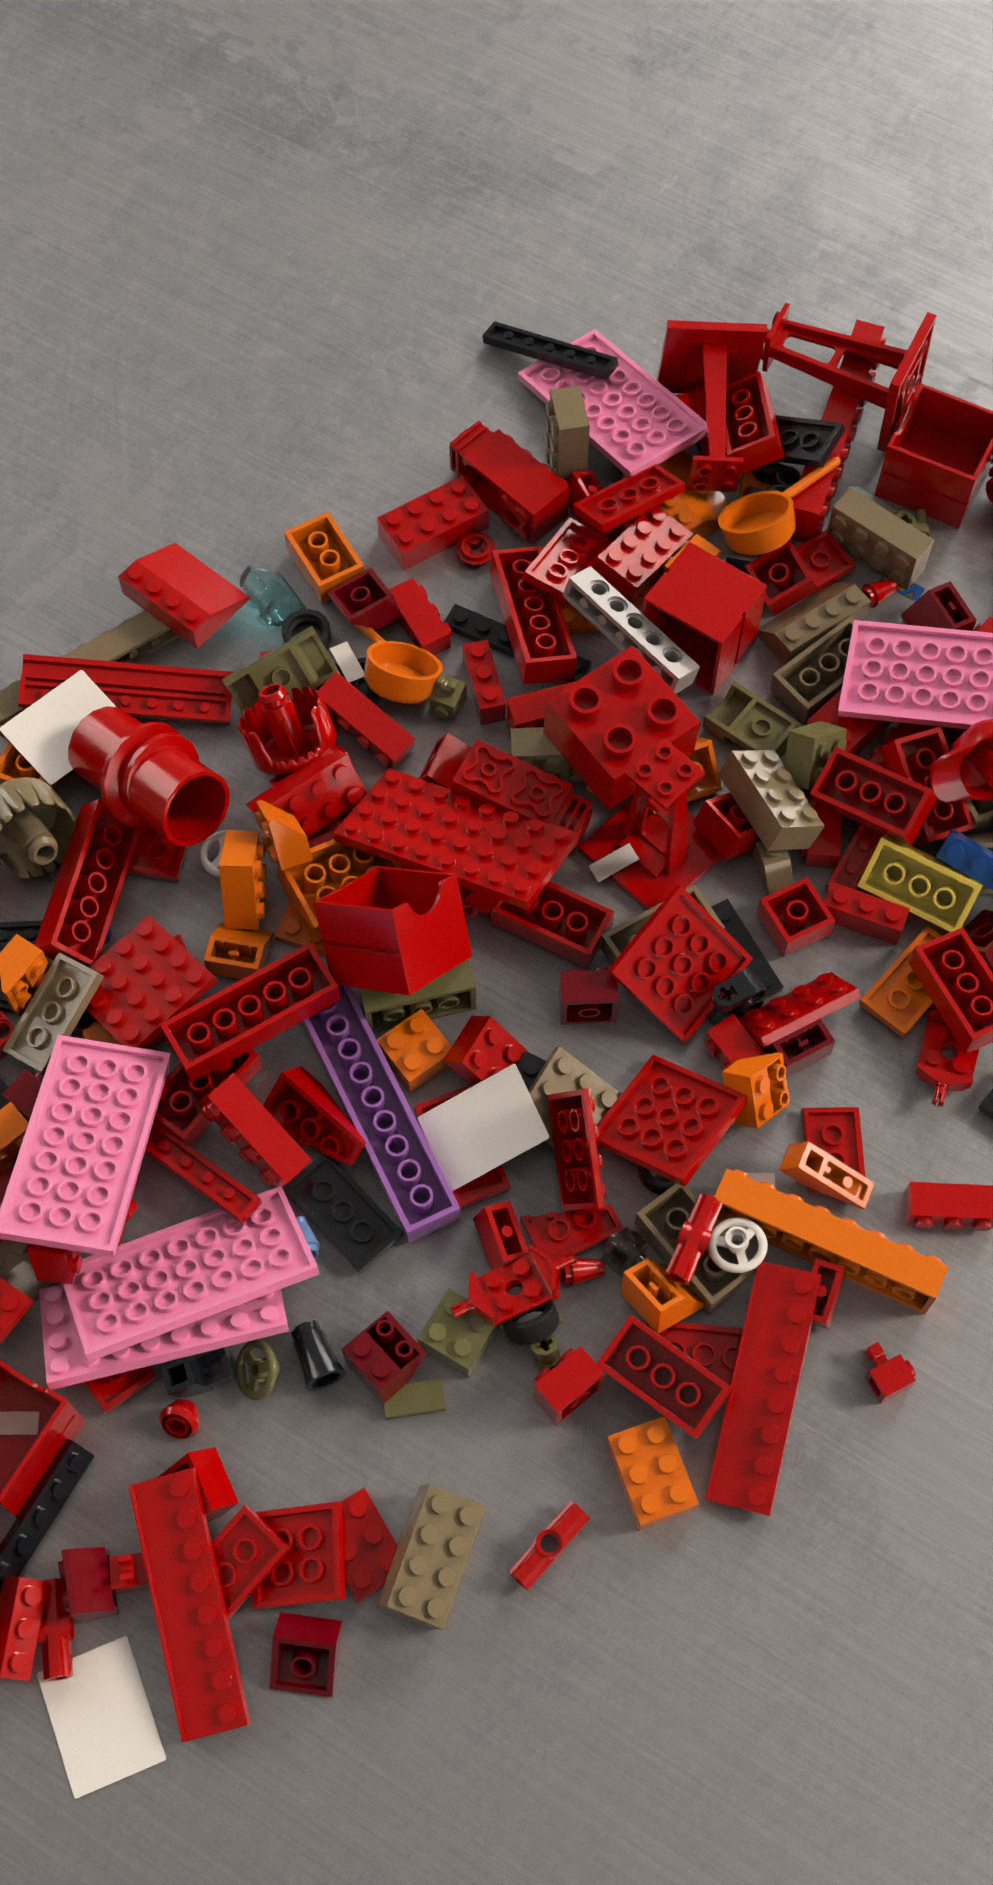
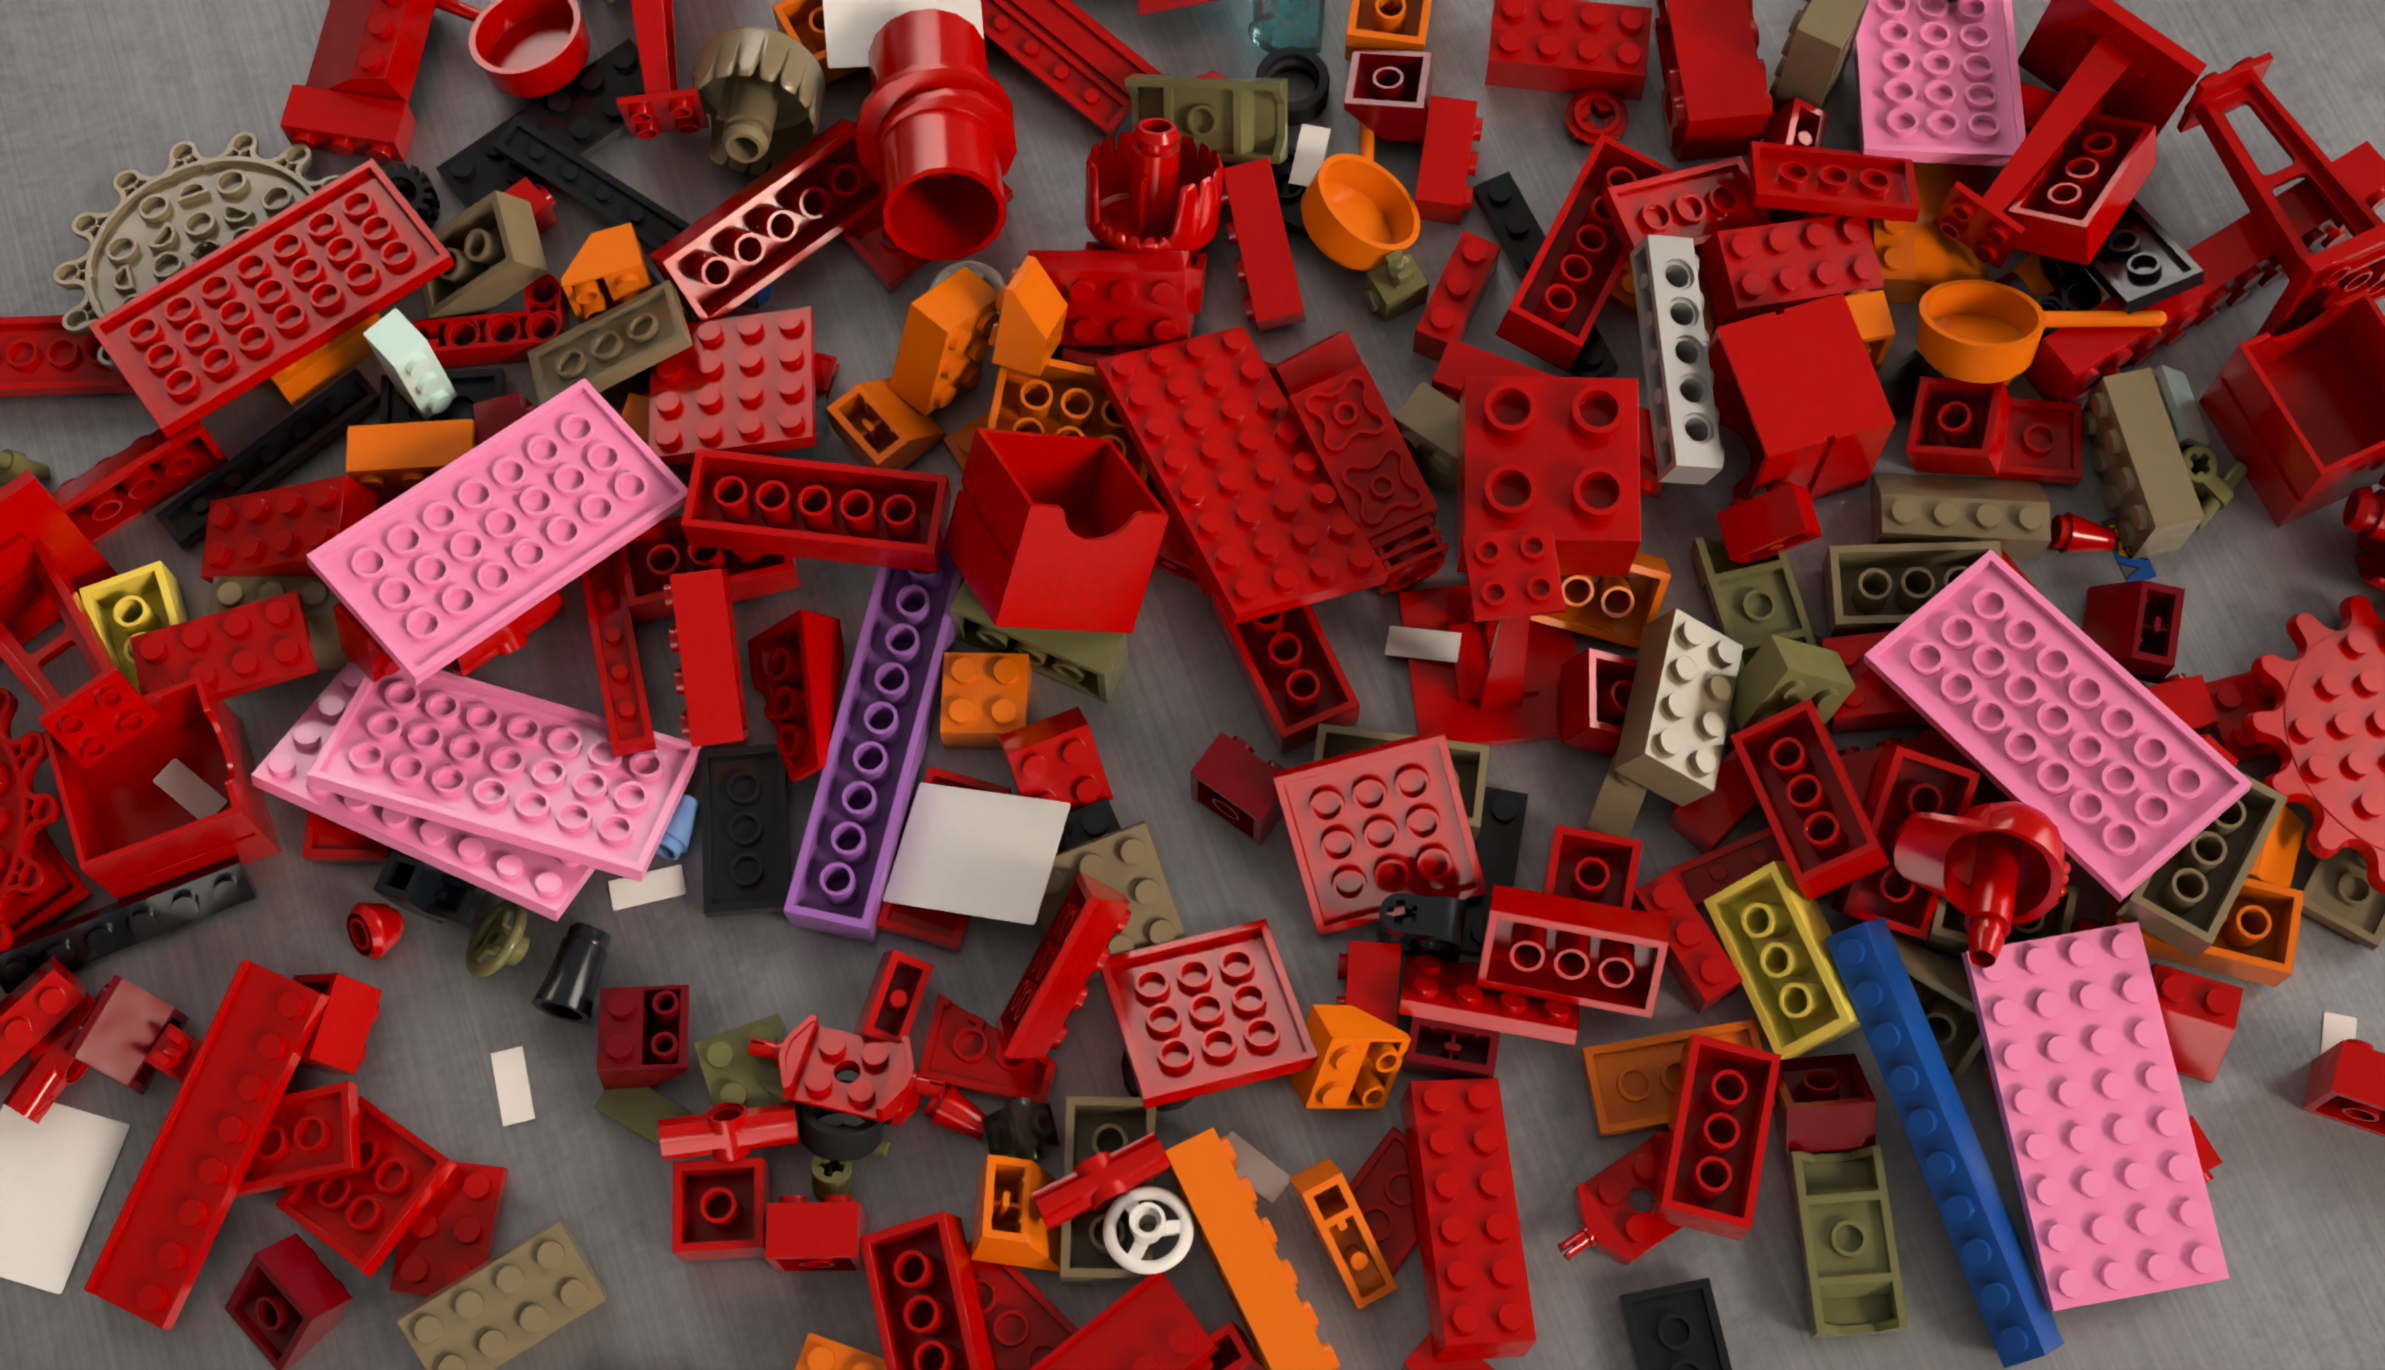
camera: 40 degrees right, 5 degrees up
(309, 1288) = (655, 886): none -> white sticker
(328, 1443) = (512, 1086): none -> white sticker
(478, 1366) = (728, 1131): none -> red piece
(504, 1412) = (720, 1209): none -> red brick
(735, 682) = (1768, 523): none -> red brick
(821, 952) = (1573, 951): none -> red brick
(882, 1121) = (1467, 1220): none -> red brick

